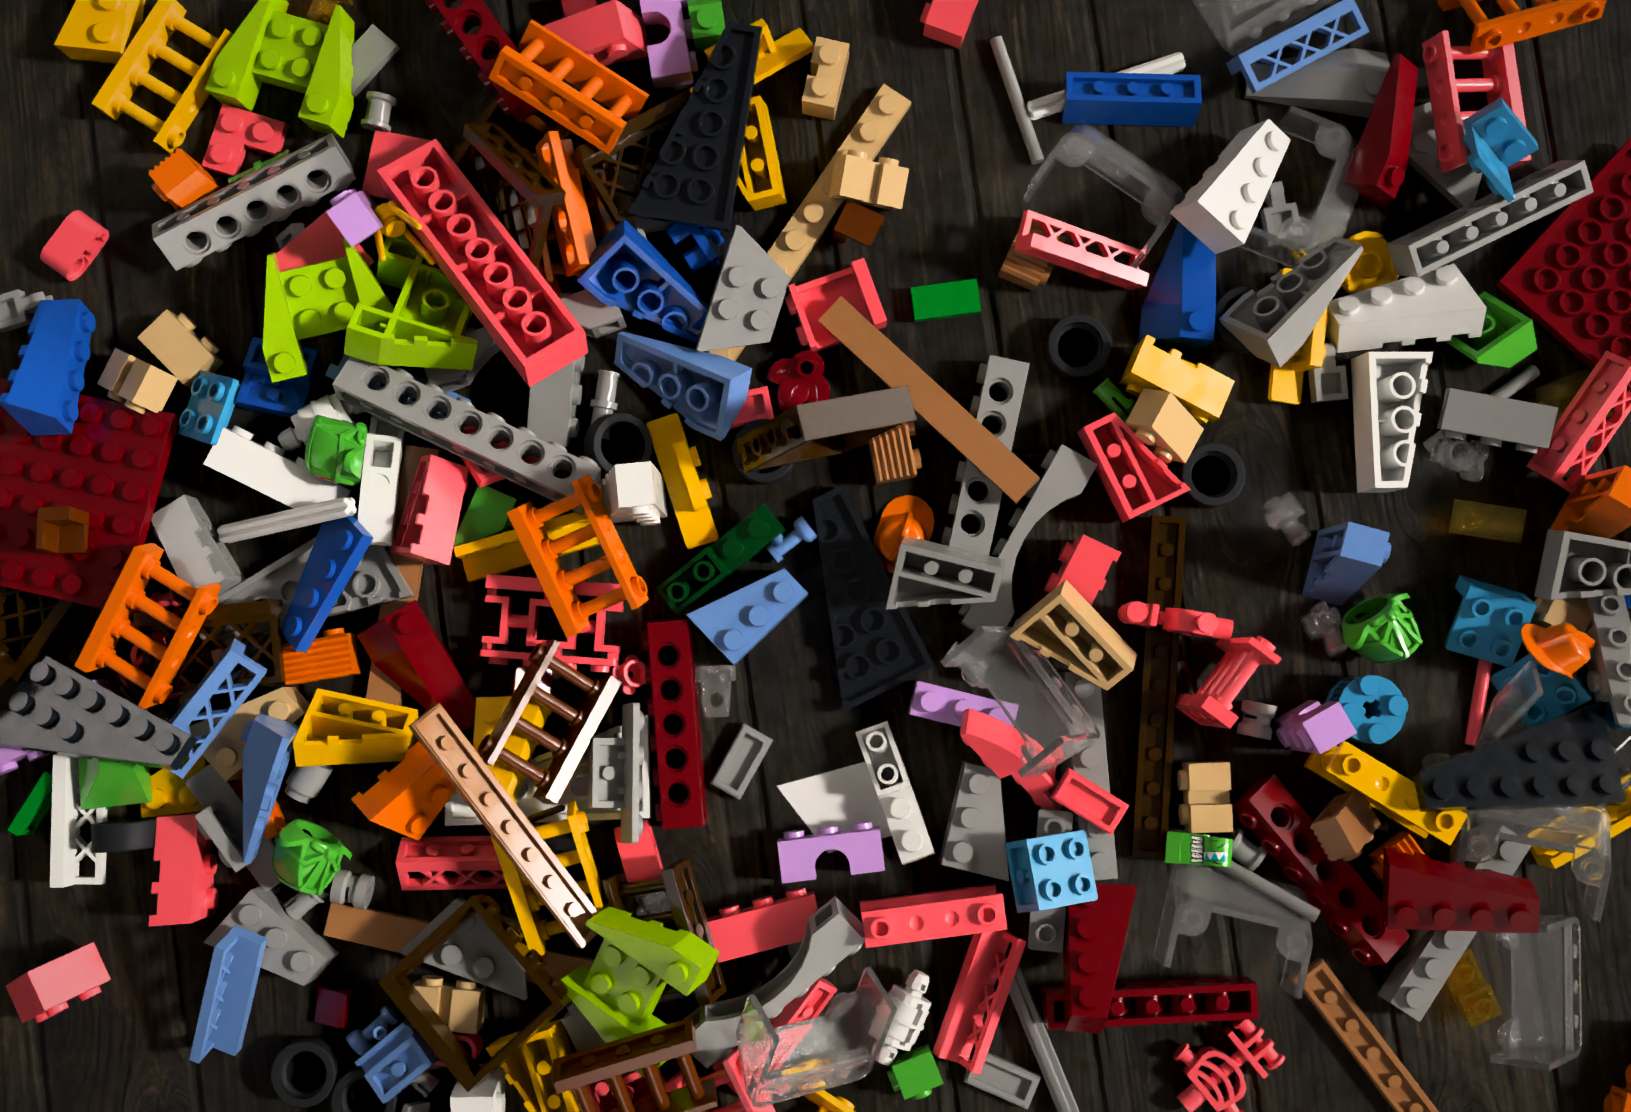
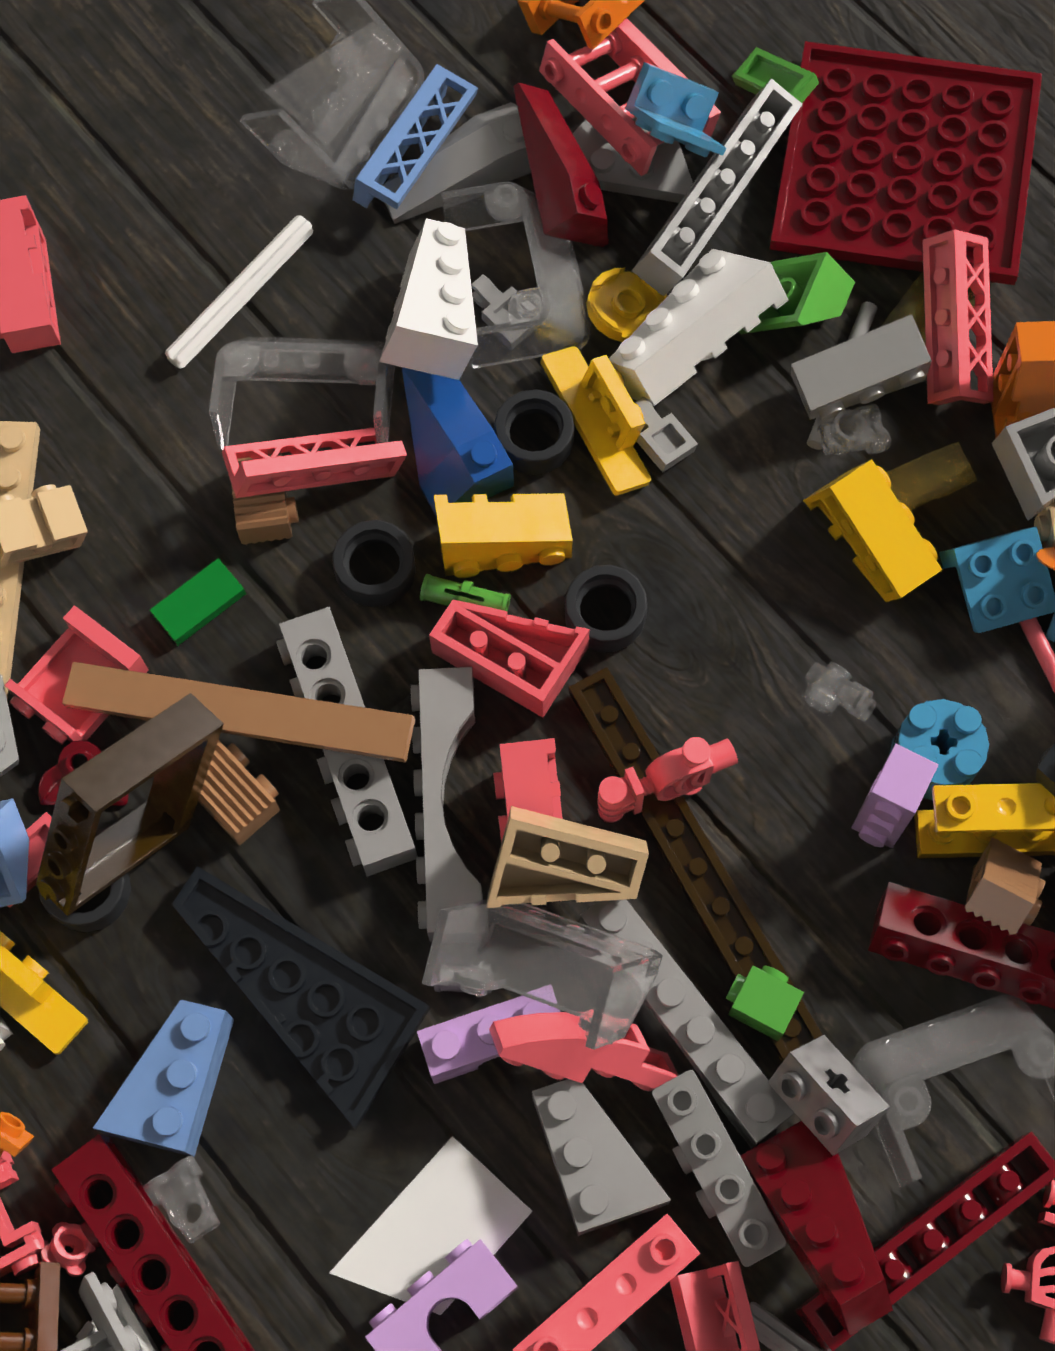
camera: 35 degrees left, 15 degrees down
(720, 559) = (103, 1041): dark green slope -> none
(741, 761) = (268, 1269): light grey tile -> none
(783, 544) = (166, 980): medium blue piece -> none
(858, 224) = (48, 576): reddish brown panel -> none
(895, 793) = (474, 1185): white slope -> none
(901, 518) = (304, 881): orange piece -> none
(942, 574) = (367, 890): light grey wedge -> none
(1016, 99) = (150, 356): light grey bar -> none
(1051, 871) = (709, 1152): dark azure bracket -> none
(1089, 801) = (701, 1041): coral tile -> none
(1131, 99) = (274, 286): blue panel -> none
(1145, 798) = (764, 1000): none -> bright green brick
(1146, 882) = (828, 1094): none -> flat silver brick
(1164, 425) = (518, 581): tan brick -> none
(1198, 849) = (864, 1019): bright green leg -> none
(1205, 796) = (832, 957): tan brick -> none
(1213, 700) = (763, 836): coral fence -> none
(1245, 851) = (915, 992): light grey bush -> none
(1256, 719) = (830, 836): light grey wheel -> none
(1272, 891) = (950, 1016): light grey bar -> none
(1284, 514) = (710, 600): clear plate -> none
(1287, 310) = (571, 392): light grey wedge -> none
(1344, 561) = (804, 602): medium blue wedge -> none
(1384, 632) = (900, 654): bright green piece -> none
(1385, 415) = (748, 436): white wedge -> none
(1428, 537) = (877, 529): none -> yellow wedge
(1586, 144) = (763, 66): none -> bright green tile

